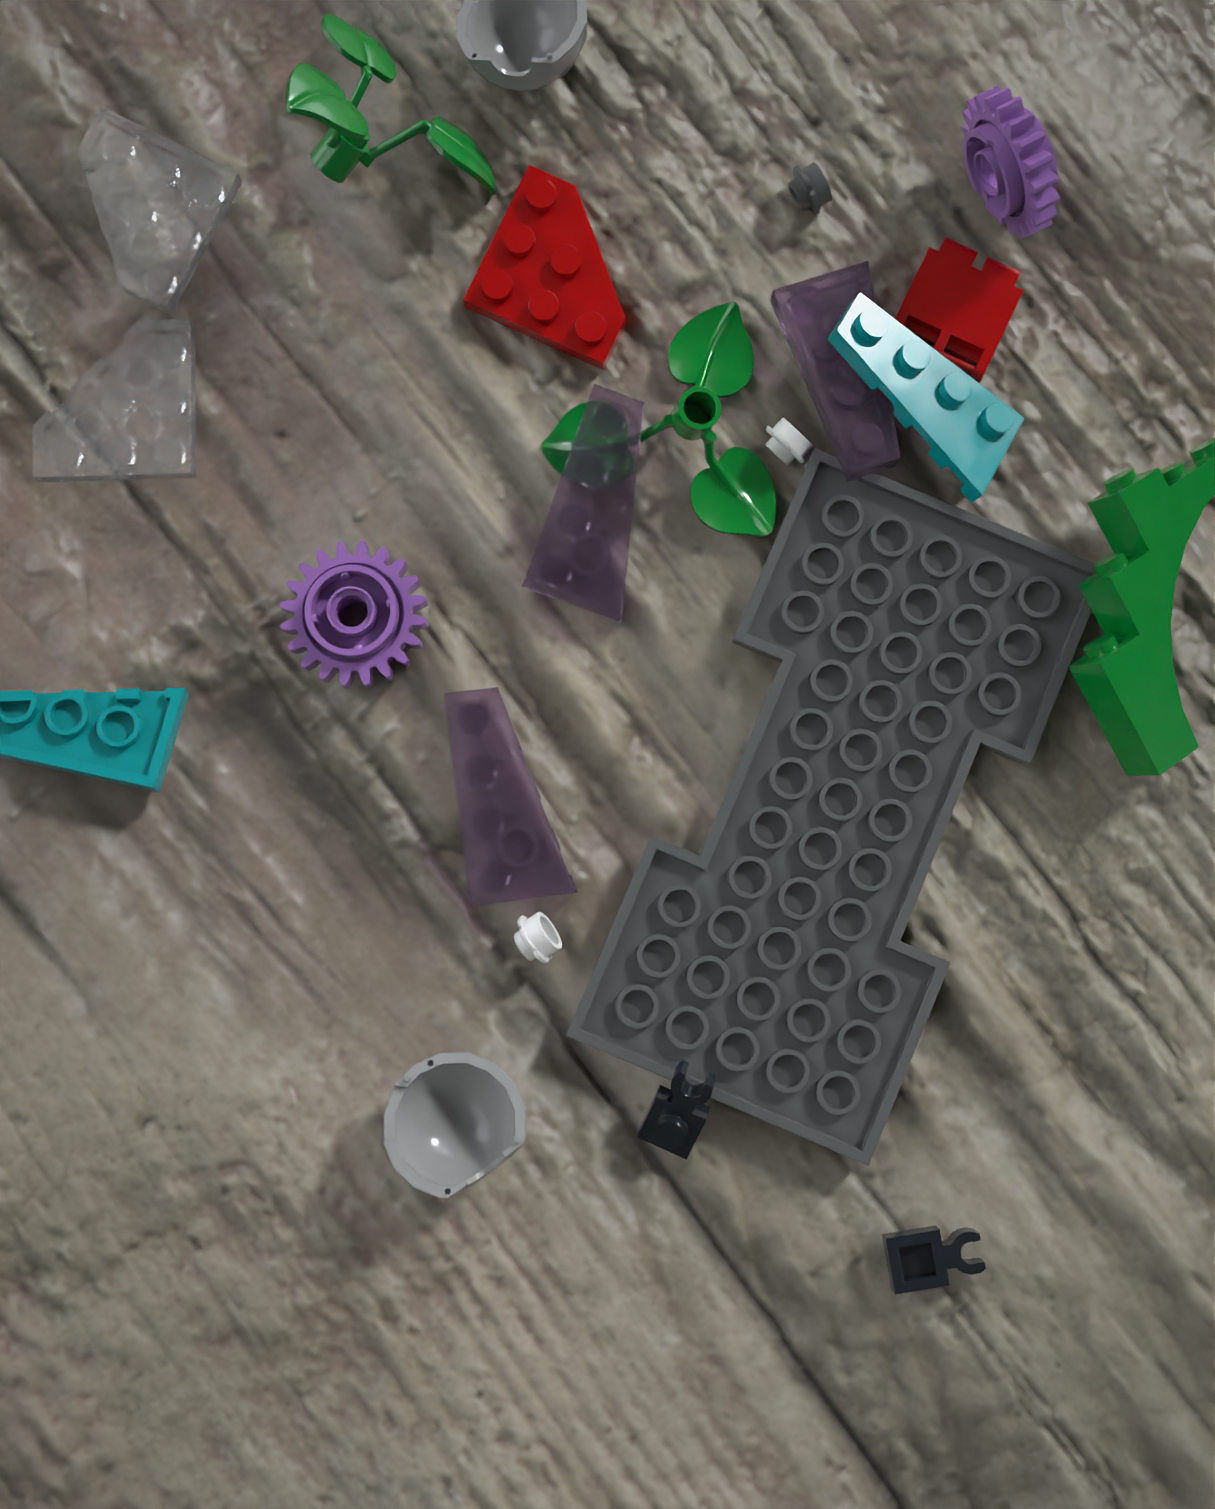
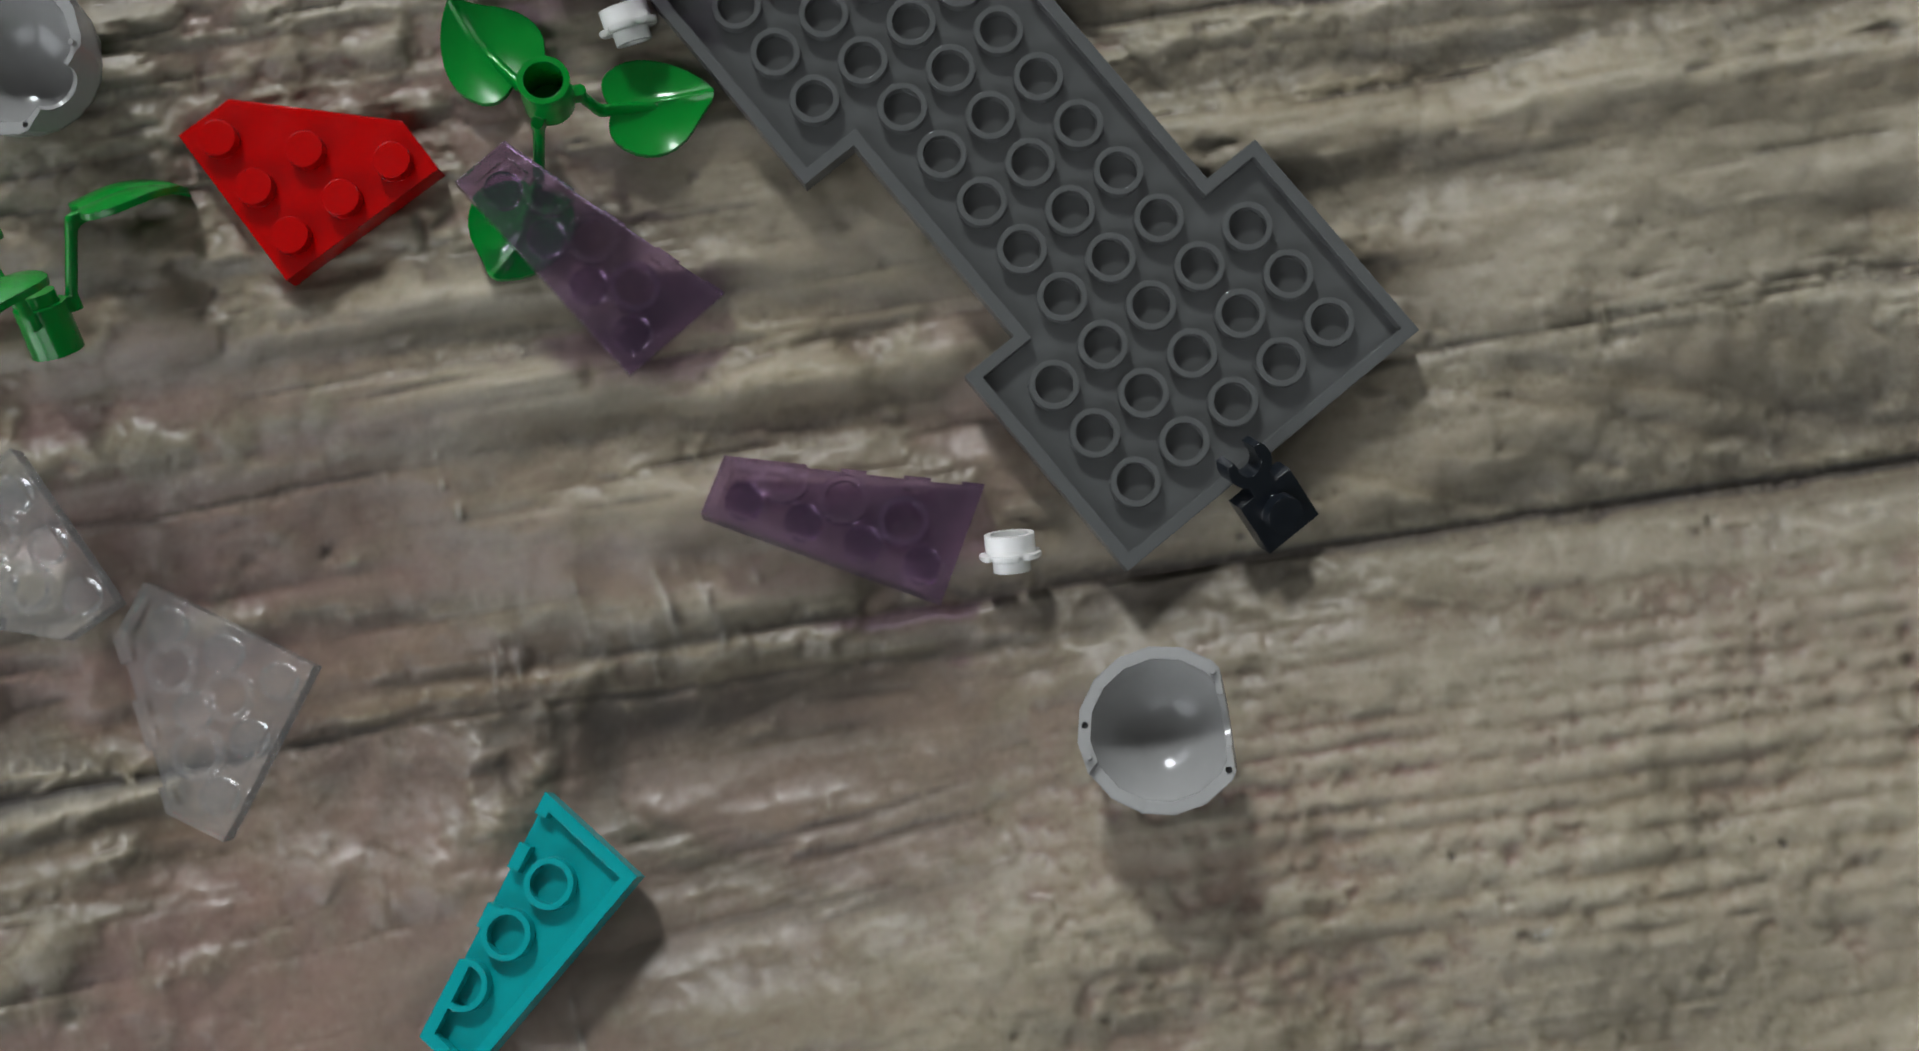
camera: 60 degrees left, 0 degrees up
(331, 591) = (525, 561): medium lavender gear -> none
(920, 1258) = (1539, 326): black plate -> none

